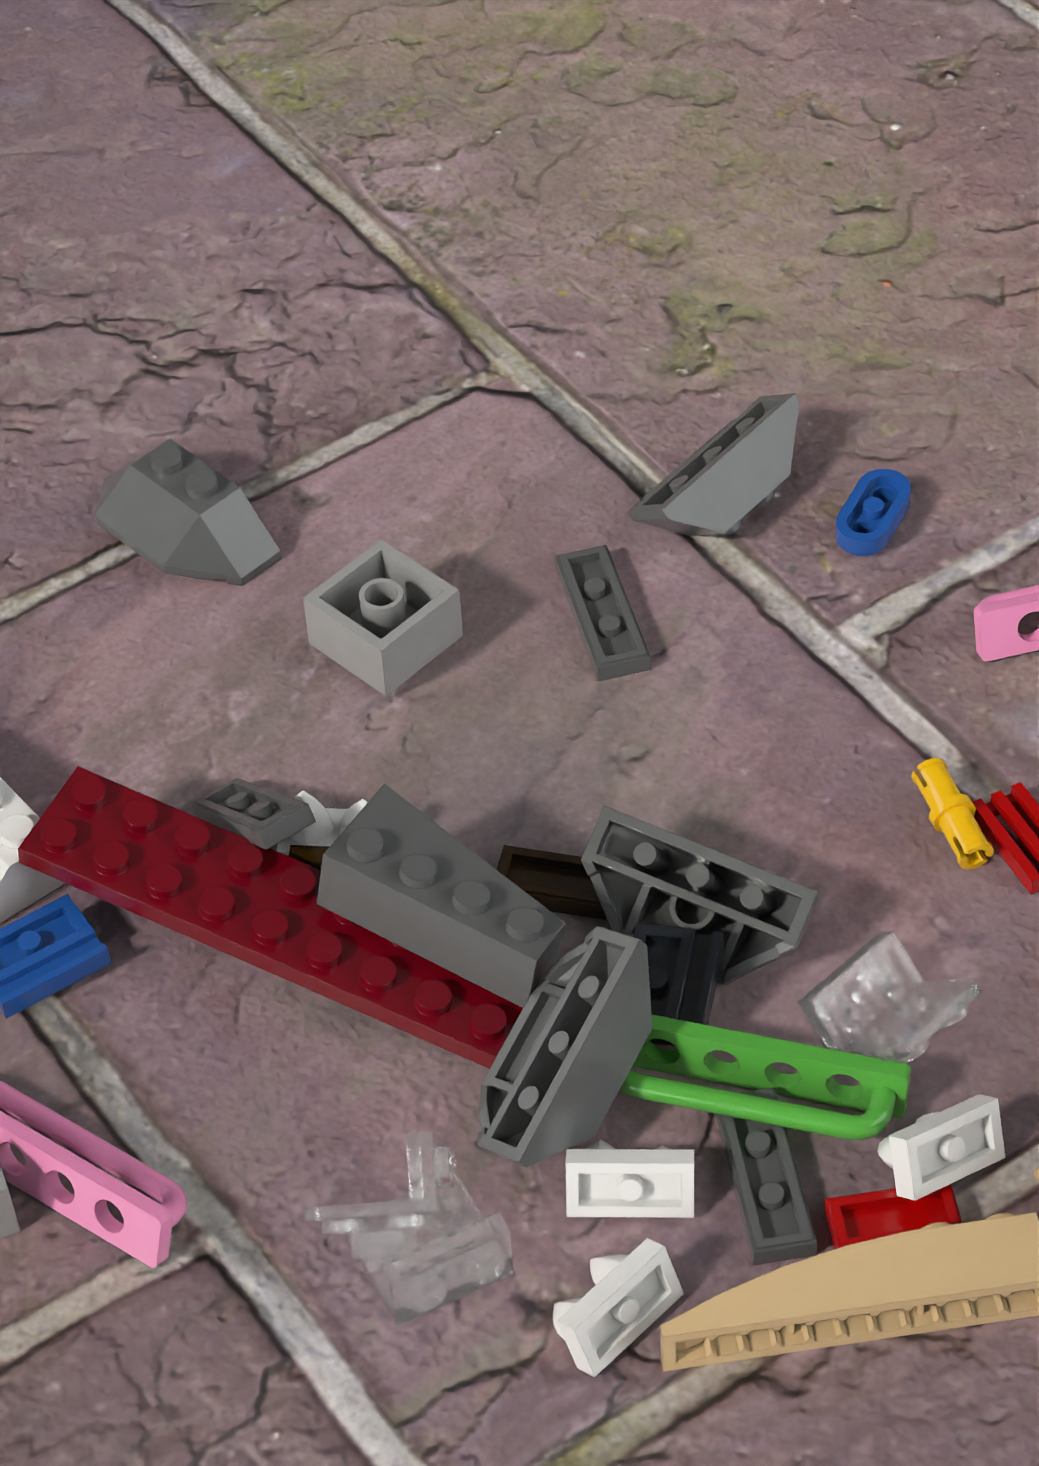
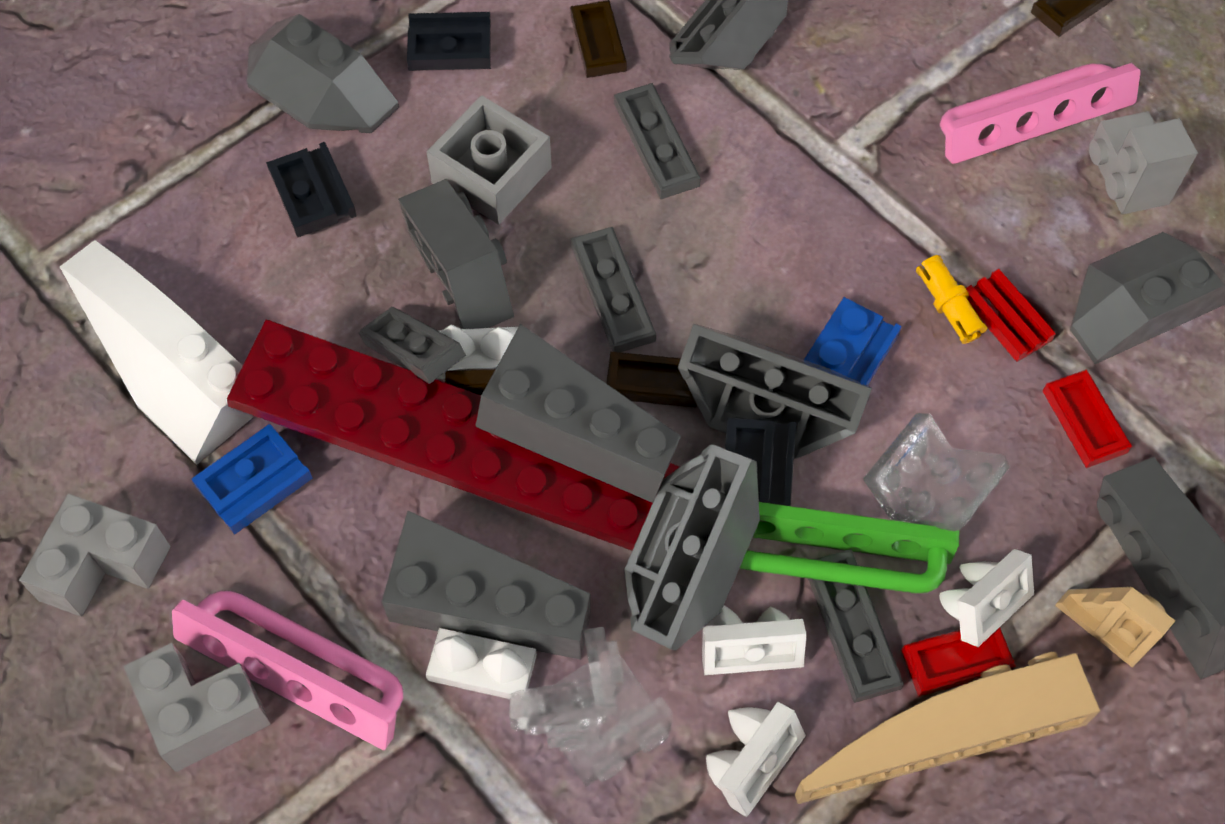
camera: 10 degrees left, 15 degrees up
(156, 641) = (311, 189): none -> black plate
(284, 1179) = (480, 664): none -> white tile
(296, 1097) = (477, 591): none -> dark grey wedge
(328, 718) = (459, 253): none -> dark grey wedge
(354, 484) = (449, 41): none -> black plate
(520, 778) = (613, 290): none -> dark grey tile
(545, 492) = (598, 39): none -> dark brown tile
(822, 855) = (854, 342): none -> blue plate
(873, 512) = (848, 48): blue plate -> none

